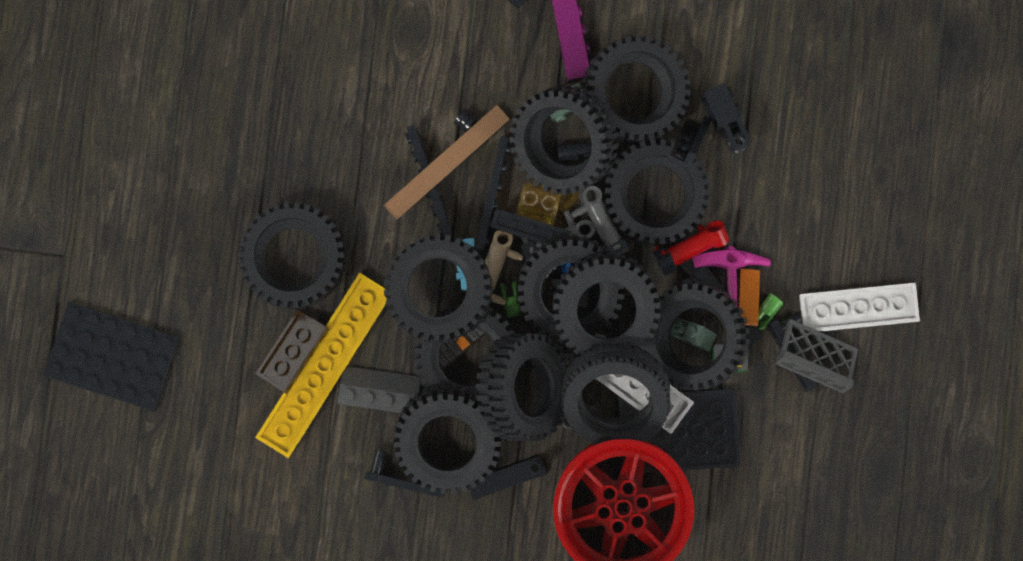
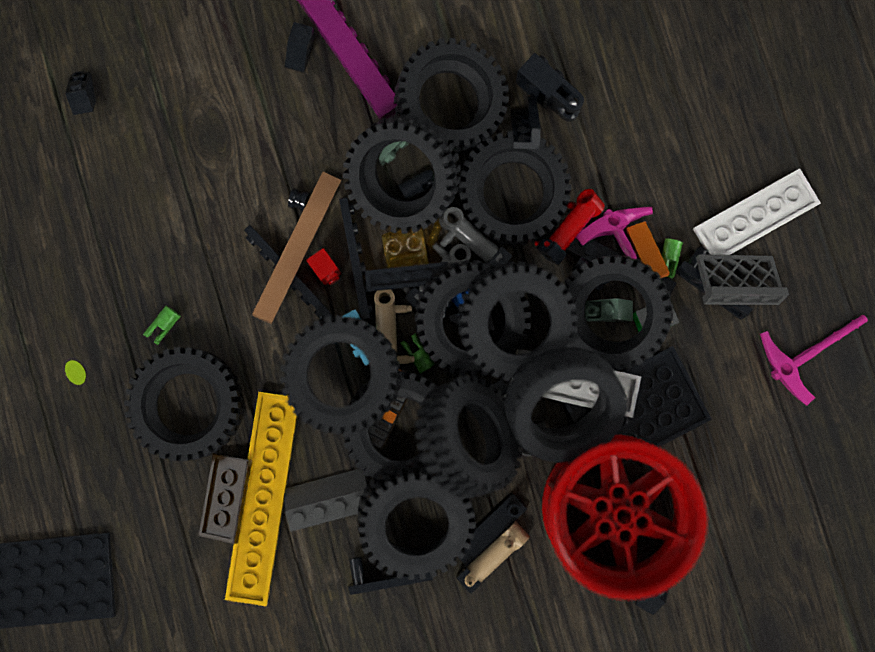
camera: 20 degrees left, 0 degrees up
(207, 187) = (75, 372): none -> lime sticker
(305, 176) = (165, 321): none -> bright green hinge
(462, 190) = (324, 267): none -> red brick
(499, 501) = (492, 557): none -> tan piece
(825, 451) = (786, 368): none -> dark pink piece

